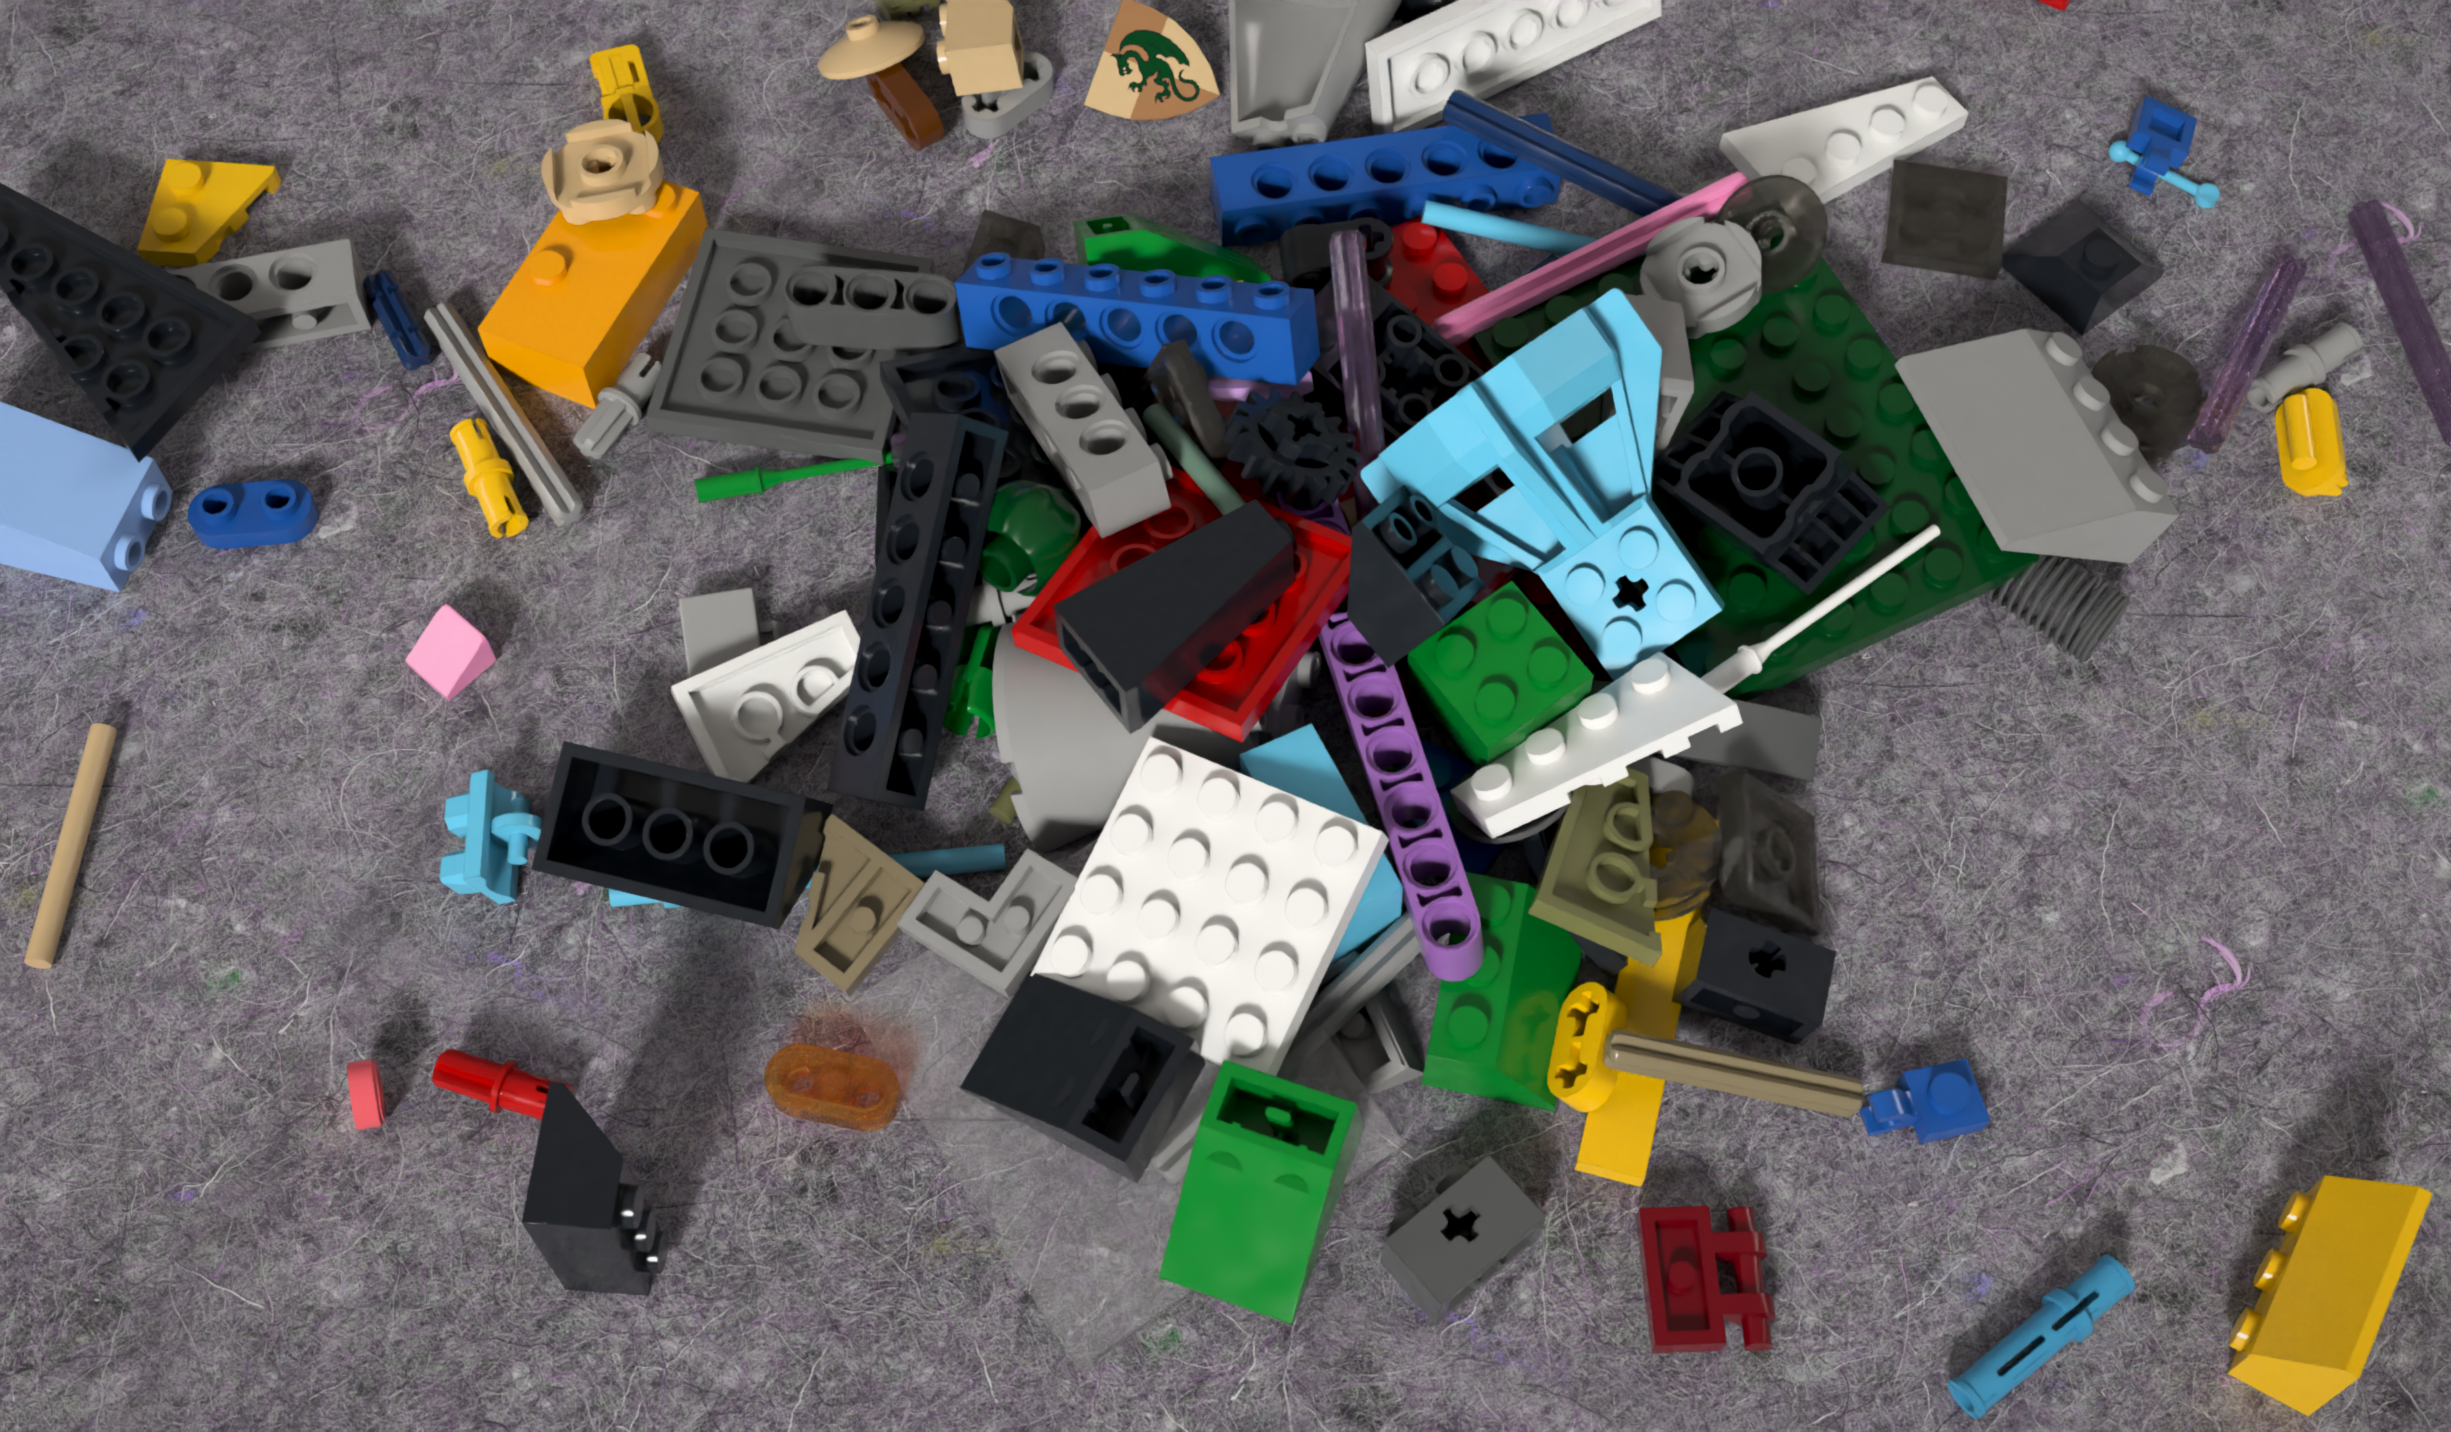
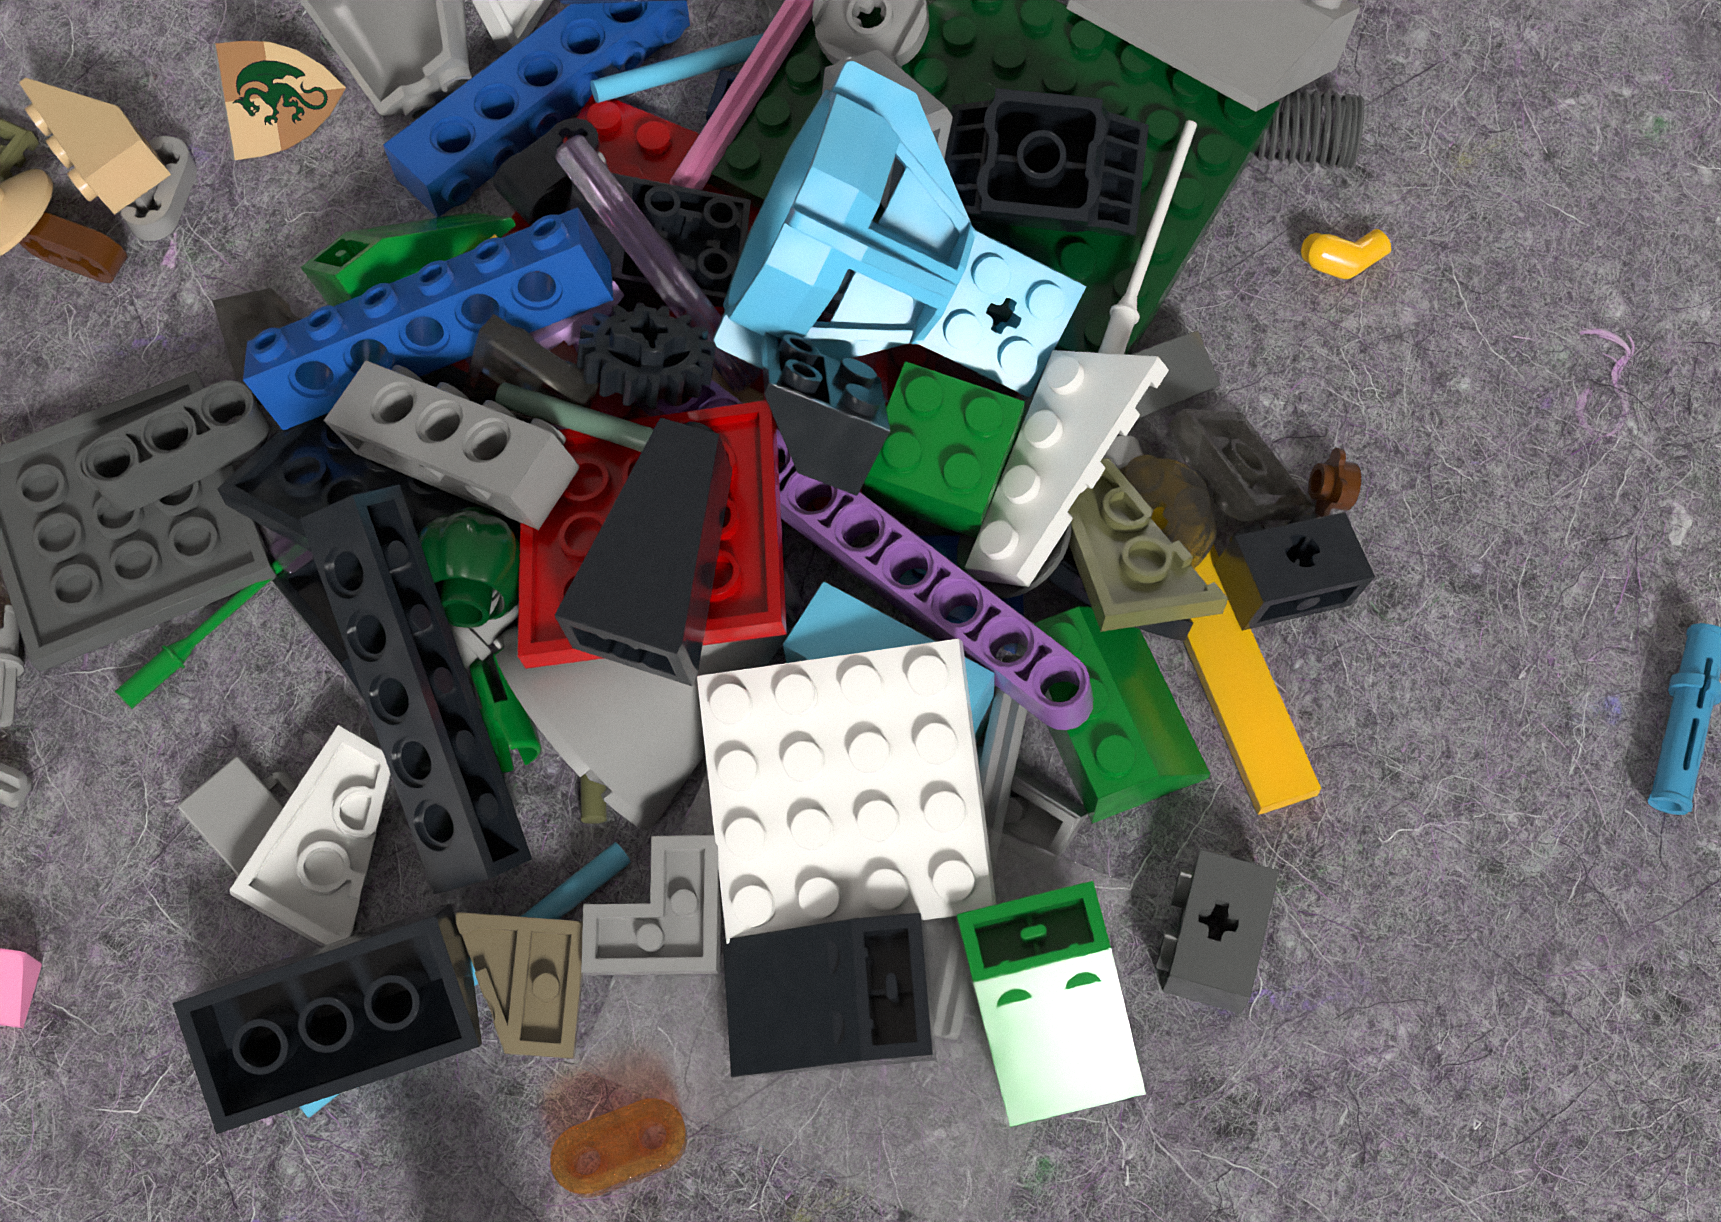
camera: 30 degrees left, 5 degrees up
(497, 839) = (162, 1124): medium azure hips -> none
(1576, 1059) = (1203, 711): yellow beam -> none
(1683, 1280) = (1404, 848): dark red plate -> none
(1732, 1073) = (1330, 660): dark tan axle -> none
(1852, 926) = (1334, 483): none -> reddish brown plate
(1934, 1100) = (1484, 585): blue plate -> none
(2013, 736) = (1343, 257): none -> yellow arm

